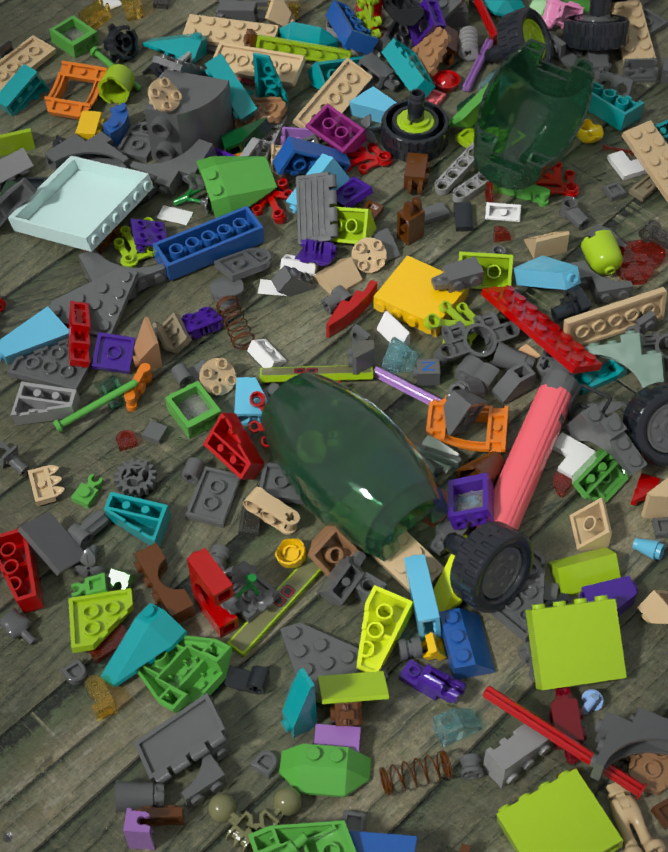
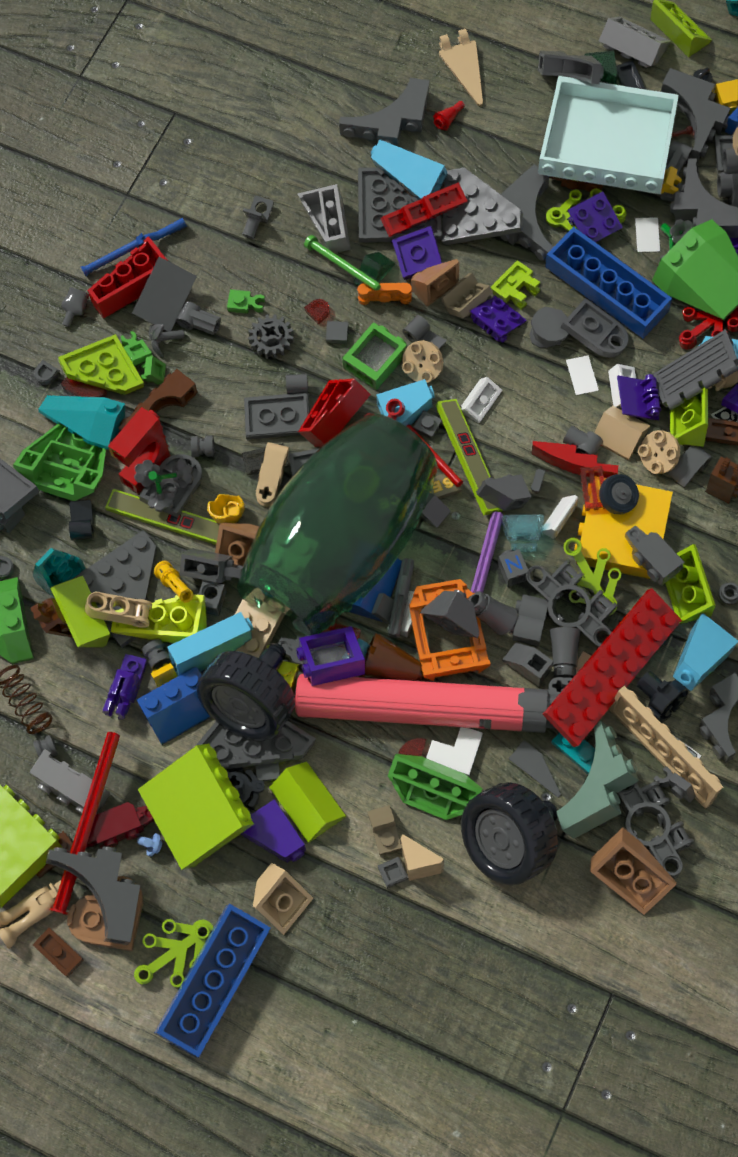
camera: 75 degrees right, 15 degrees up
(45, 484) = (235, 259): tan plate -> none
(100, 694) = (23, 404): clear yellow leg -> none
(138, 516) = (221, 358): teal wedge -> none
(172, 301) = (510, 283): none -> lime plate
(228, 311) = (485, 366): reddish brown piece -> none
(292, 281) = (589, 388): dark grey slope -> none
(338, 736) = (33, 627): medium lavender hinge -> none
(343, 612) = (171, 578): none -> yellow pin
(364, 654) = (131, 609): none -> tan piece
(386, 299) = (595, 505): none -> clear red tile
(400, 281) = (619, 494): none -> black wheel
(455, 725) = (83, 721): clear light blue slope -> none
(571, 412) = (528, 754): black piece -> none
(591, 526) = (362, 794): tan slope -> none
(607, 434) = (465, 775): dark grey arch -> none
(627, 523) = (384, 830): none -> dark tan slope
(644, 485) = (436, 840): red slope -> none
(651, 548) = (356, 862): medium azure cone -> none

